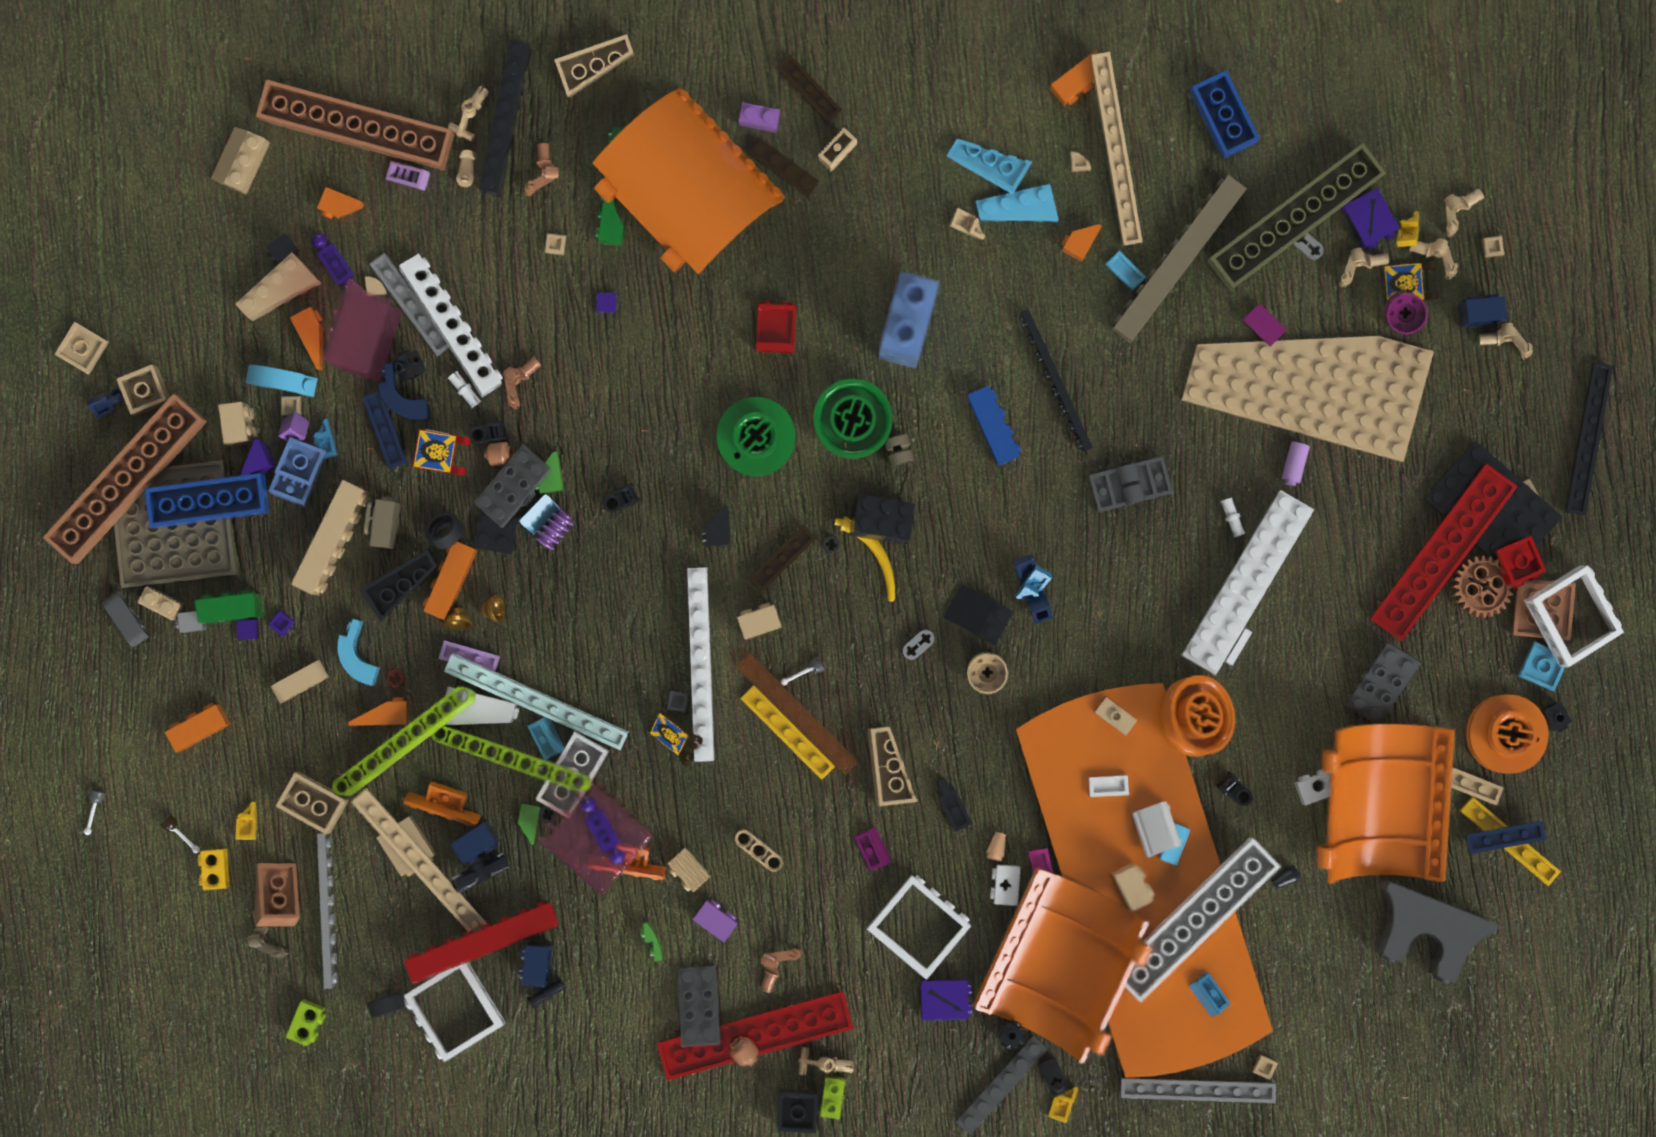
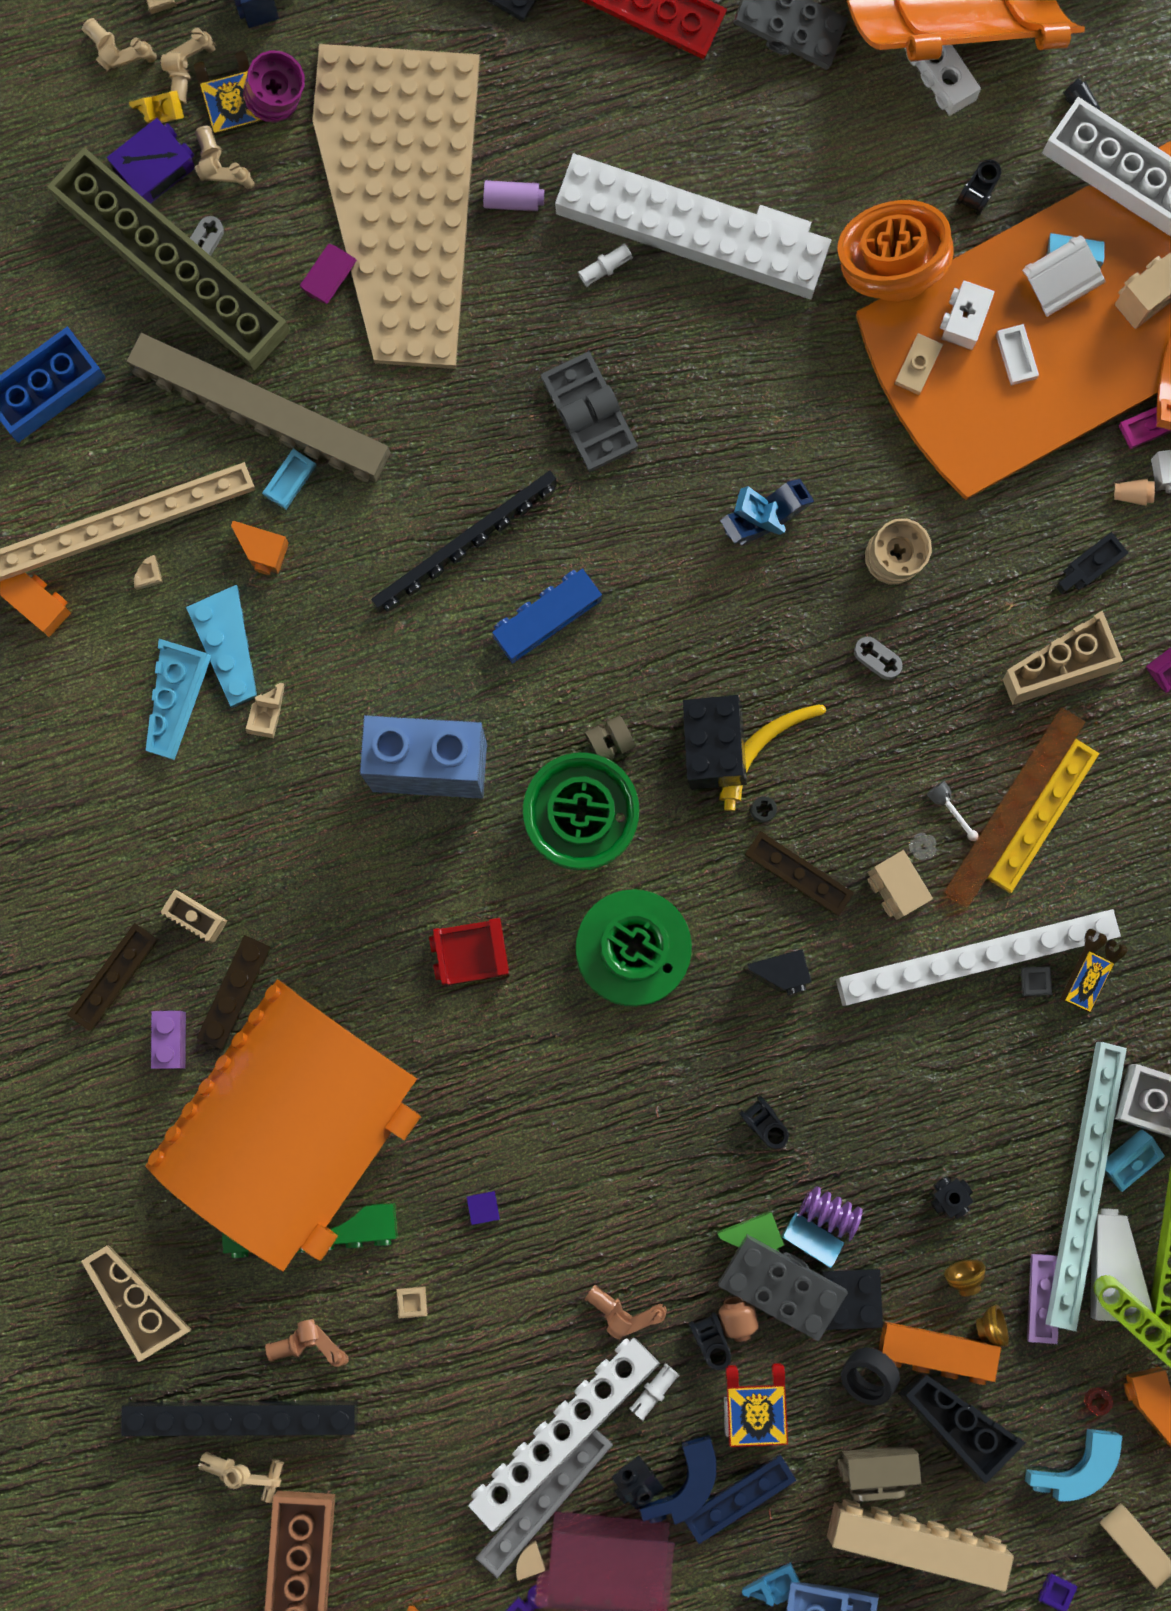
camera: 100 degrees left, 5 degrees down
(419, 178) = (353, 1529): lavender slope -> none
(466, 169) = (335, 1459): tan piece -> none
(554, 613) = (941, 1194): none -> black brick
(779, 642) = (918, 852): none -> clear plate
(978, 614) = (818, 581): black slope -> none
(1131, 755) = (976, 302): none -> white brick

